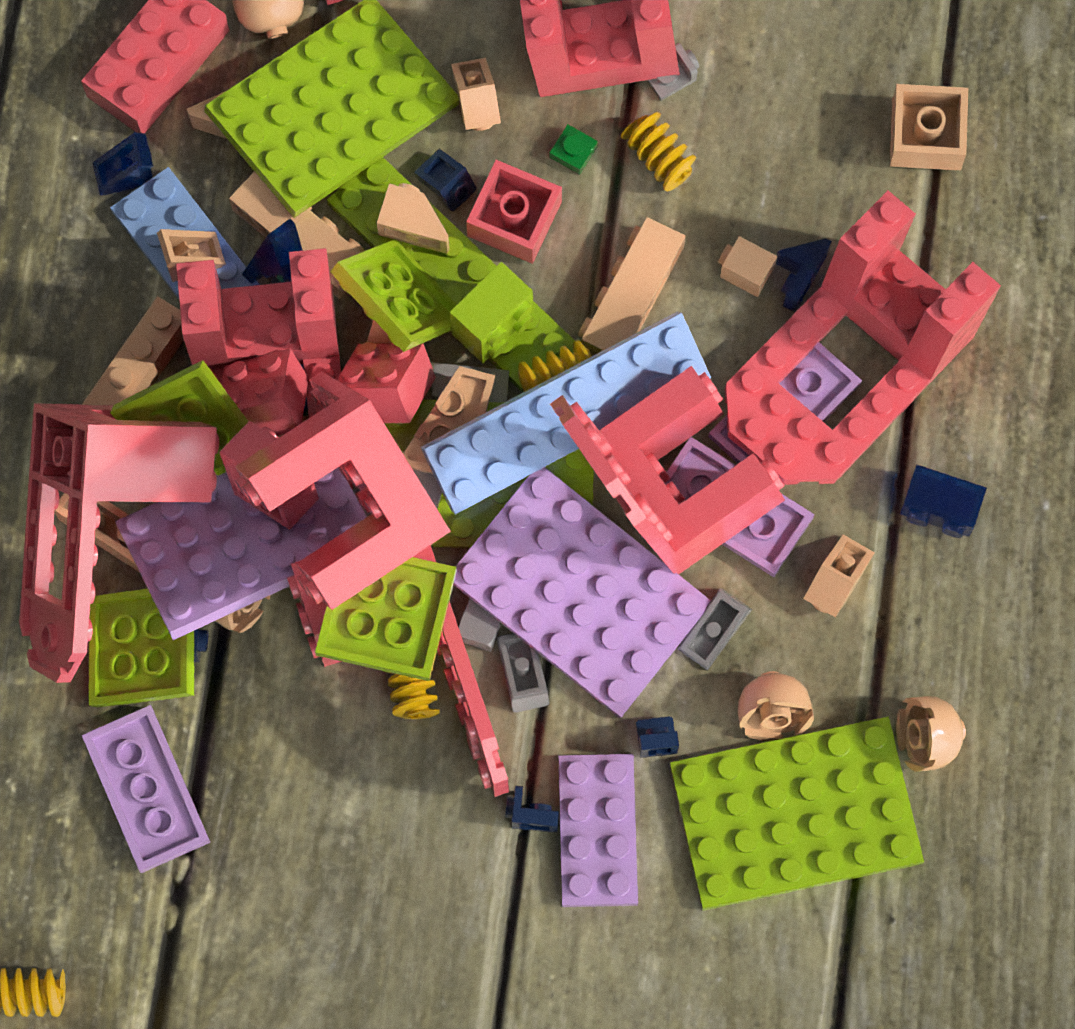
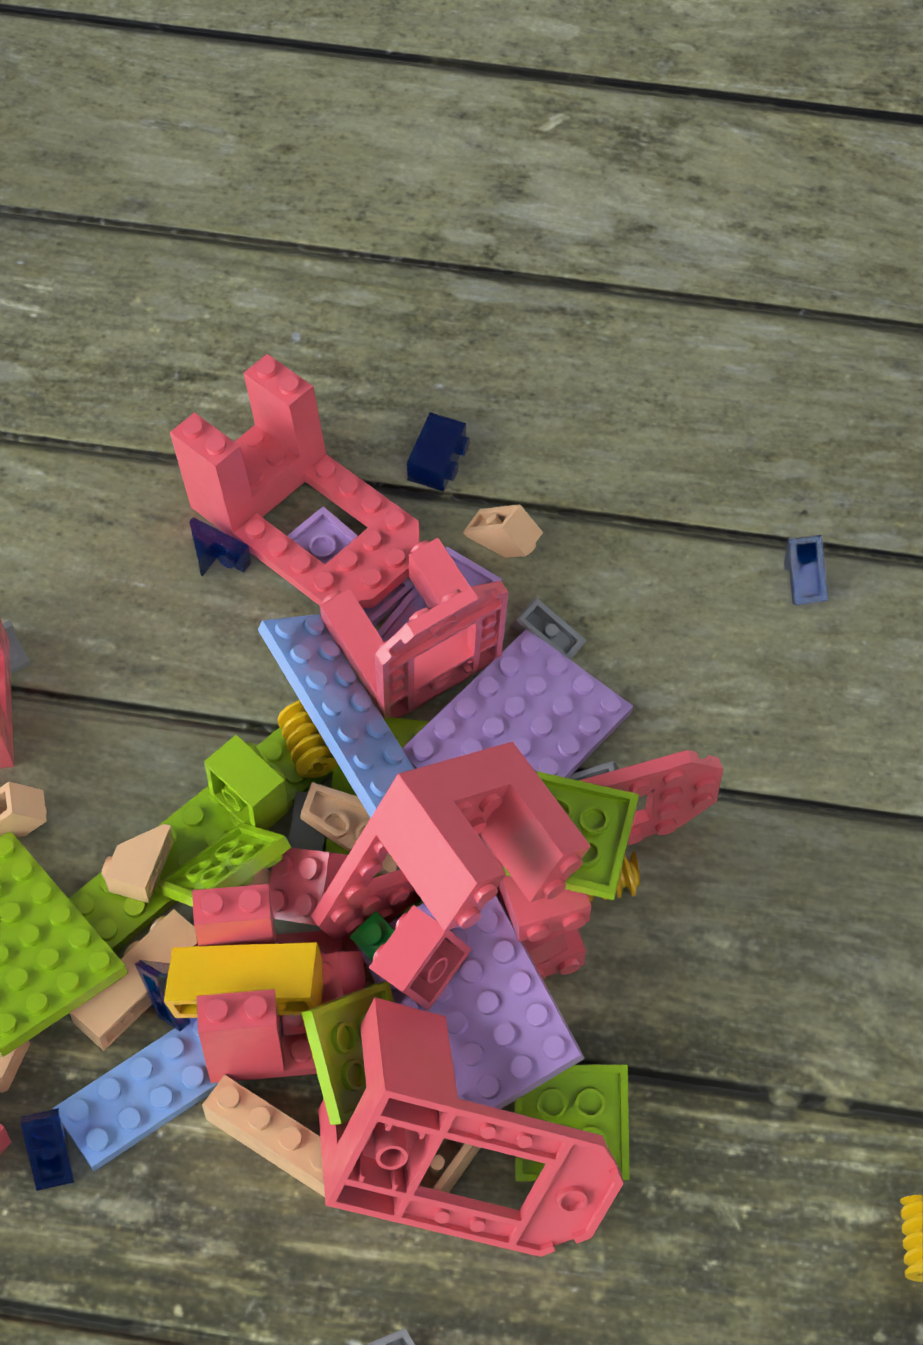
camera: 90 degrees left, 15 degrees down
(145, 789) = (713, 1125): lavender plate -> none
(189, 246) = (156, 1077): light nougat slope -> none
(256, 315) = (208, 970): none -> yellow brick
(446, 179) = (92, 844): dark blue bracket -> none
(514, 211) = (137, 778): coral brick -> none
(536, 818) = (730, 779): dark blue bracket -> none
(573, 149) = (73, 735): green plate -> none
(598, 830) = (739, 728): lavender plate -> none
(635, 286) = (223, 683): light nougat brick -> none
(657, 737) = (655, 676): dark blue bracket -> none
(659, 150) = (84, 655): yellow piece -> none
(747, 265) = (207, 590): light nougat brick -> none
(774, 706) = (622, 580): light nougat cylinder -> none
(795, 911) = (807, 569): none -> clear blue slope
(796, 813) = (716, 578): lime plate -> none
(929, 127) = (88, 442): light nougat brick -> none
(929, 732) = (647, 468): light nougat cylinder -> none

